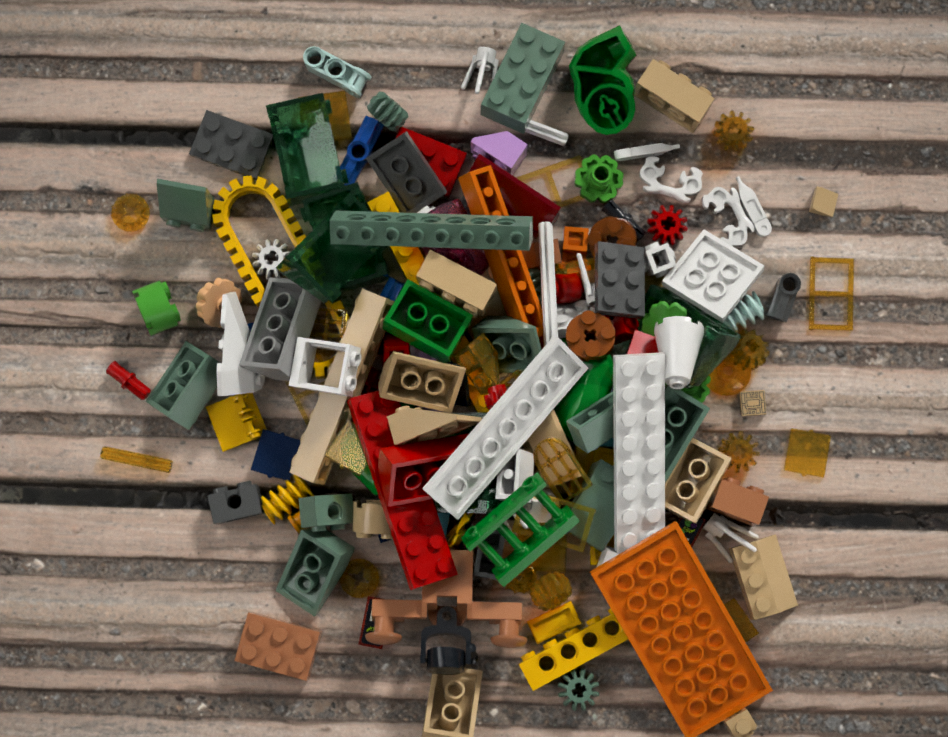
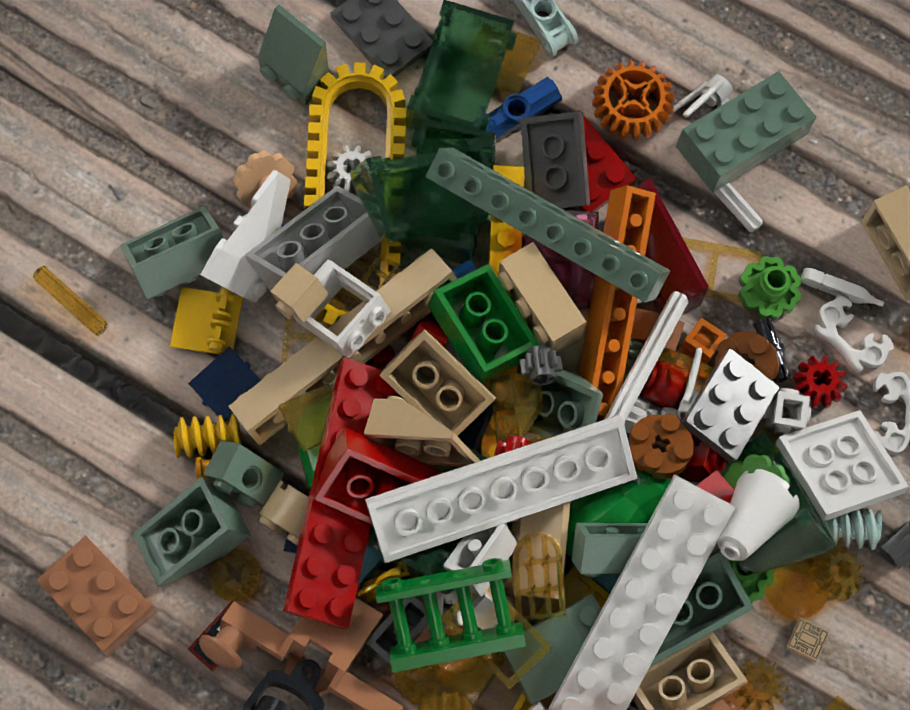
camera: 25 degrees right, 10 degrees down
(128, 380) = (115, 211): red axle -> none
(141, 212) = (241, 44): clear yellow gear -> none
(155, 307) = (192, 148): bright green brick -> none
(250, 503) = (160, 422): dark grey brick -> none
(294, 374) = (298, 293): none -> tan brick
(387, 111) = (574, 84): sand green gear -> none
(424, 94) = (648, 83): none -> orange gear
(482, 329) = (541, 365): none -> dark grey gear
(500, 148) = (679, 190): lavender slope -> none
(602, 83) = (834, 184): green piece -> none

